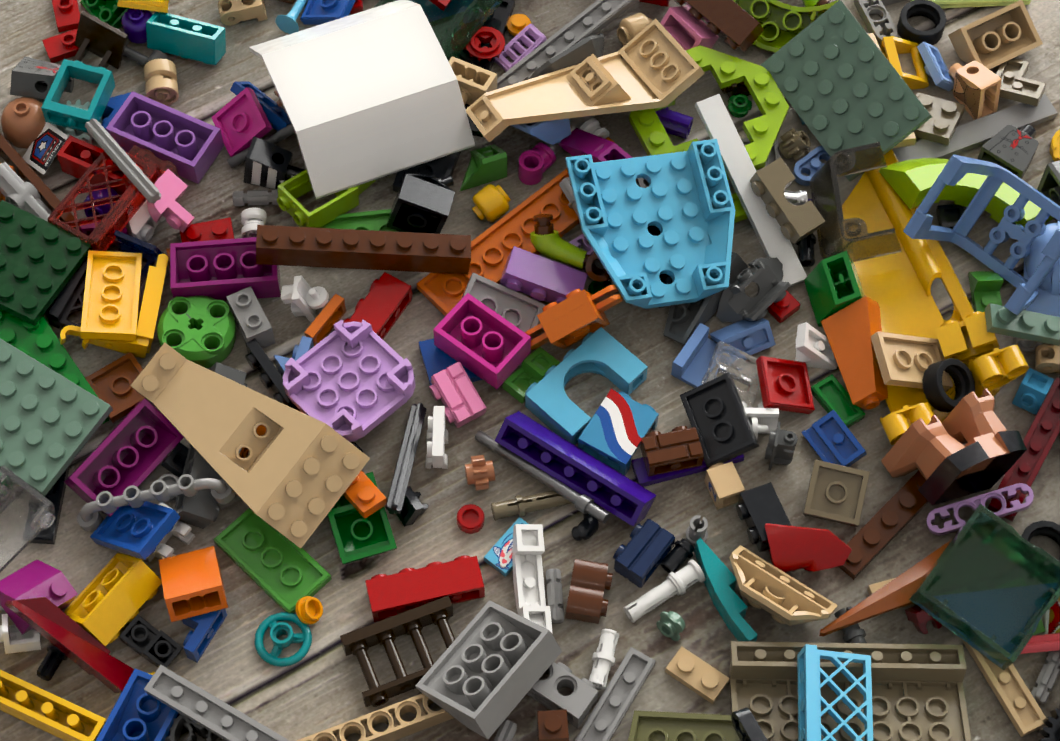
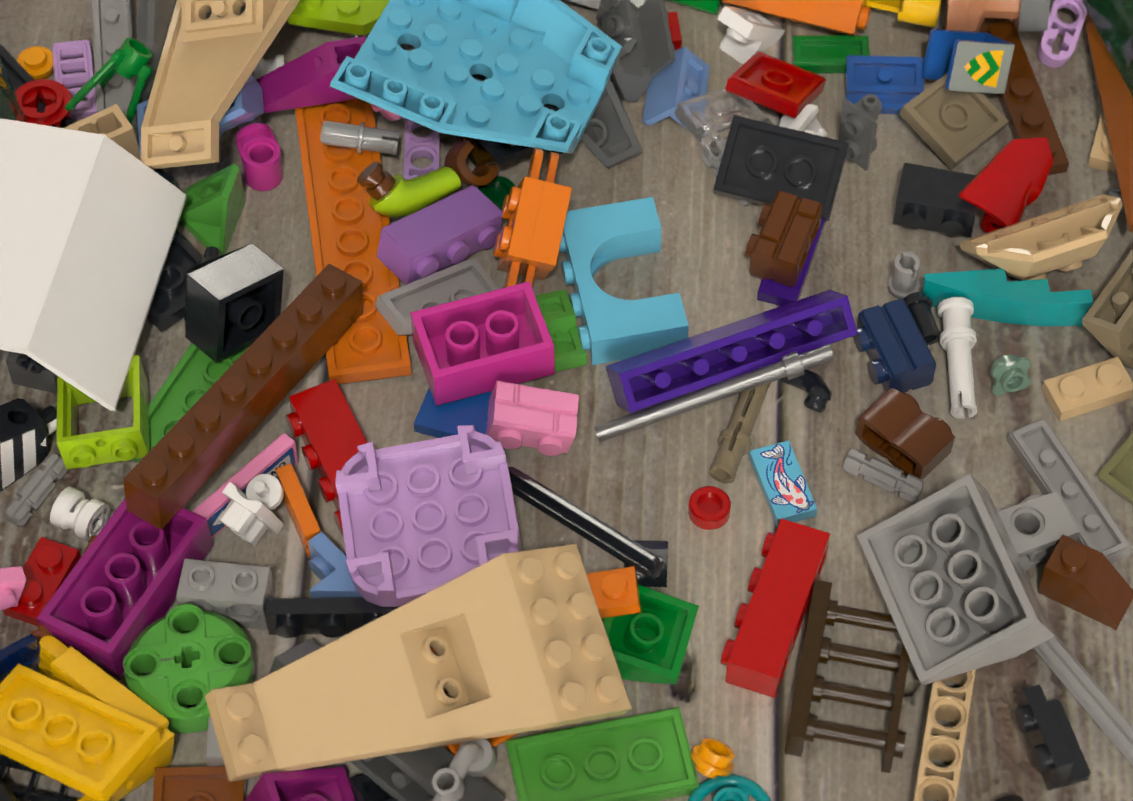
camera: 55 degrees left, 5 degrees down
(348, 290) = (277, 454): none -> bright pink tile
(436, 439) = (579, 463): white plate -> none
(479, 472) = (658, 456): nougat gear -> none
(490, 203) = (278, 231): yellow head -> none
(528, 574) = (836, 486): white slope -> none
(529, 61) = (126, 61): none -> green plant
(603, 658) = (1005, 468): white pin -> none
(617, 430) = (712, 278): panel -> none
(694, 357) = (668, 151): medium blue panel -> none
(723, 484) = (862, 217): tan brick -> none
(876, 475) = (970, 58): none -> piece

